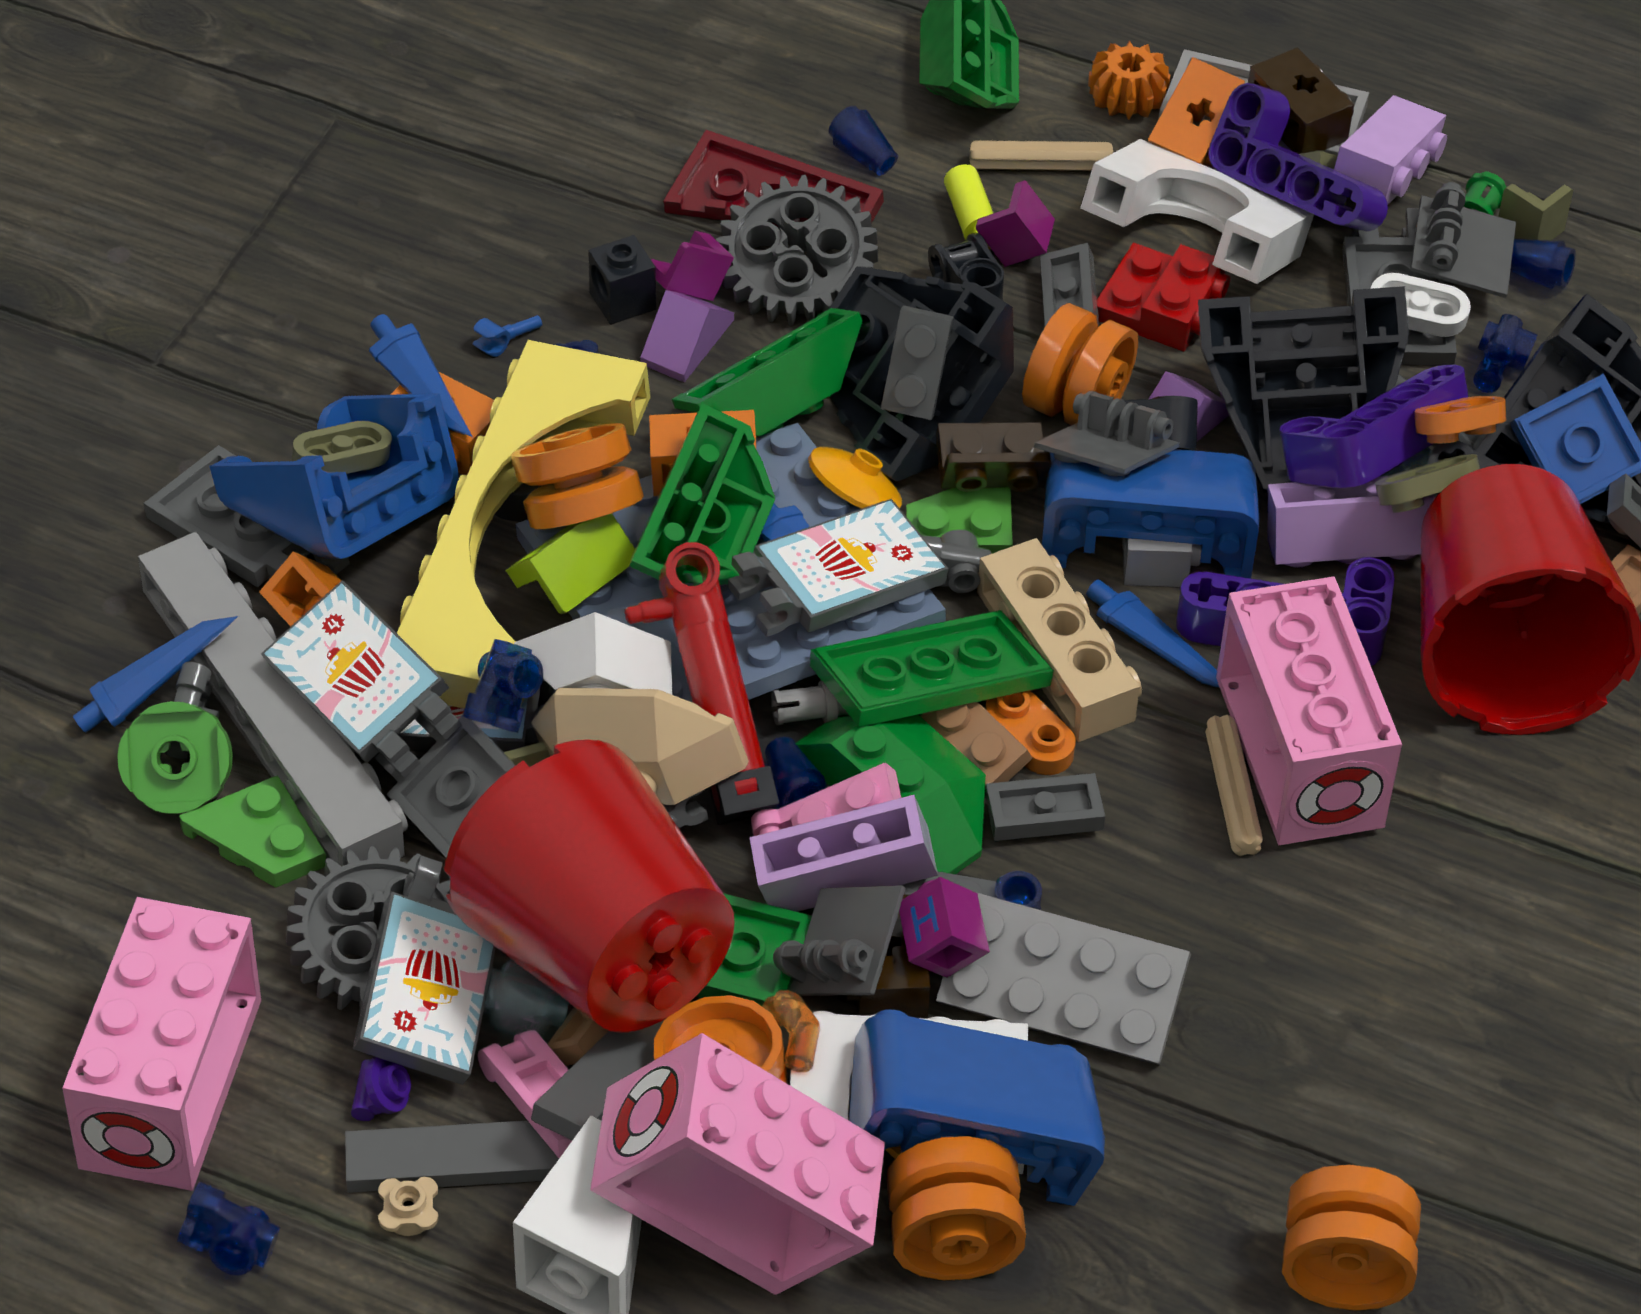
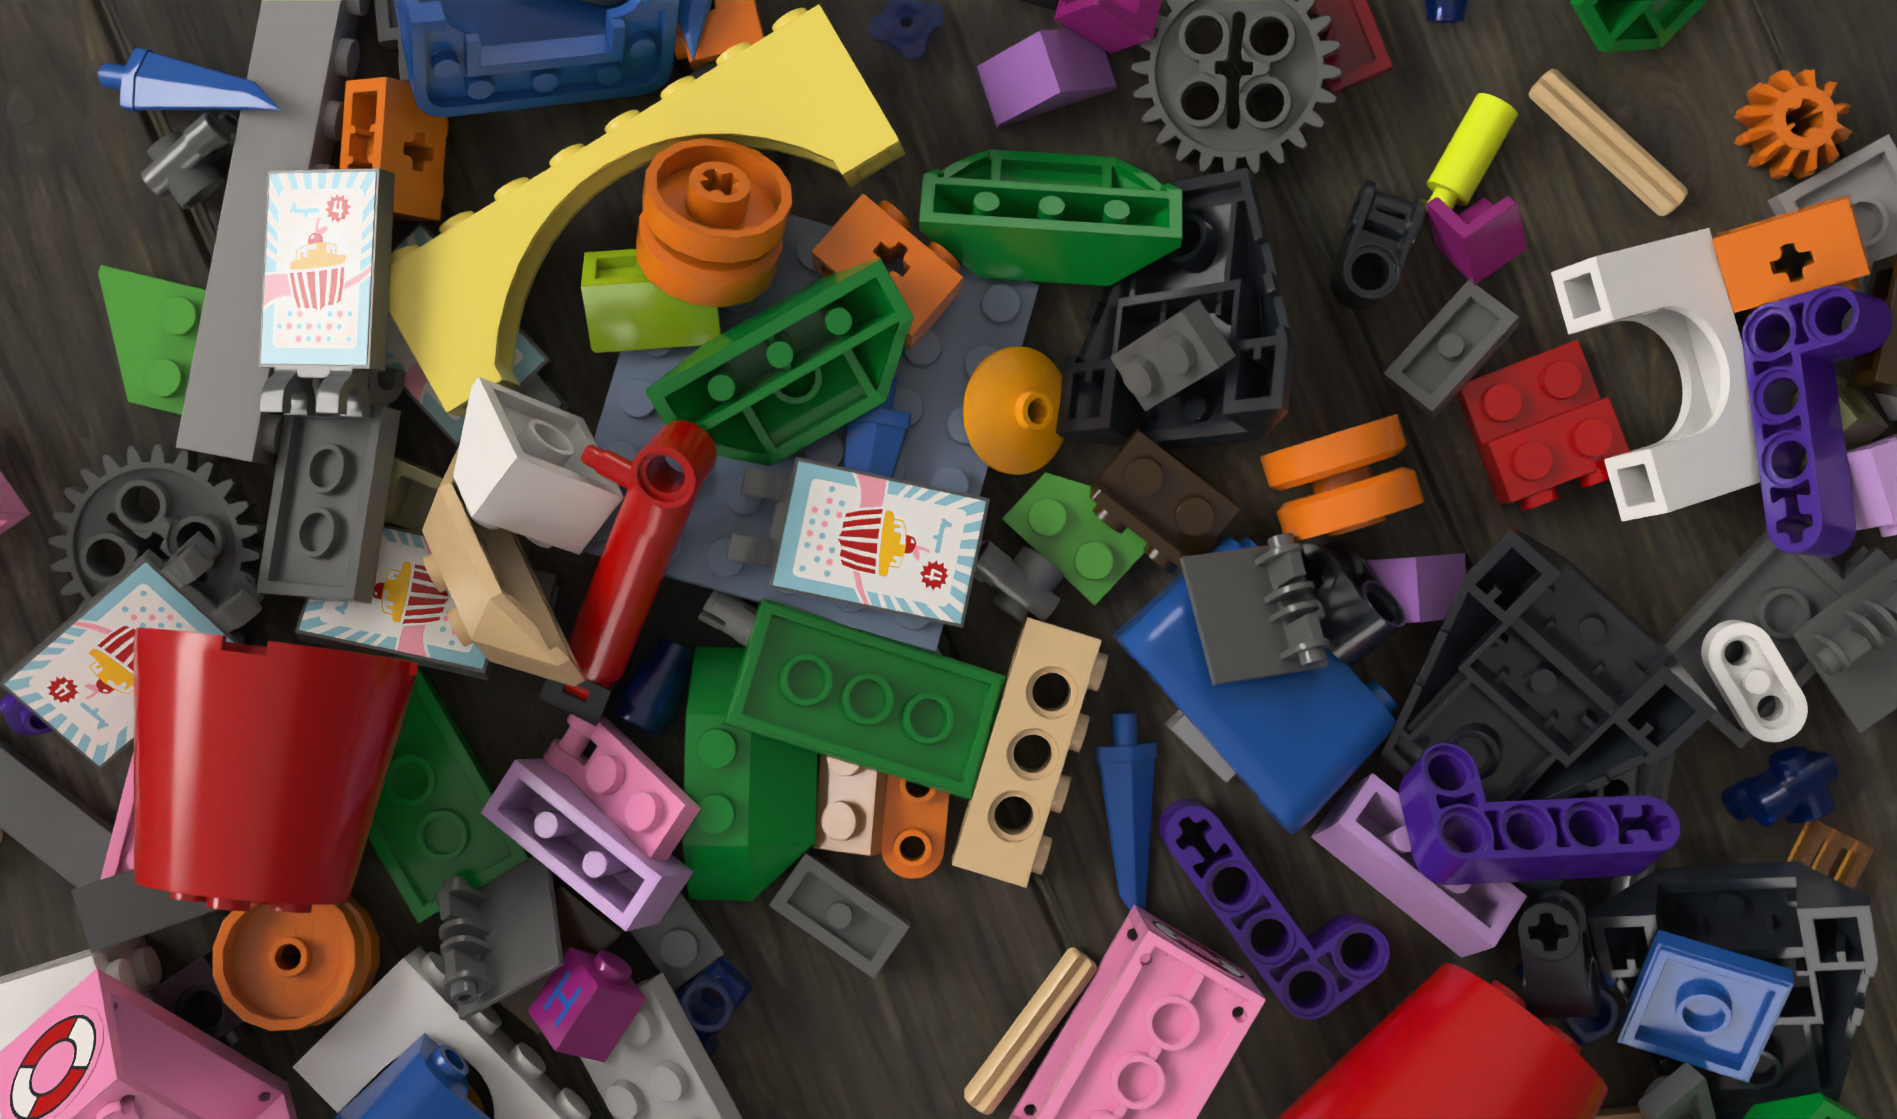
camera: 45 degrees right, 40 degrees up
(152, 734) = (122, 182): bright green plate -> none
(505, 677) = (424, 420): clear blue plate -> none
(801, 1025) = (381, 983): clear orange arm -> none
(1407, 489) = (1492, 945): olive plate -> none
(1468, 415) = (1595, 896): orange plate -> none

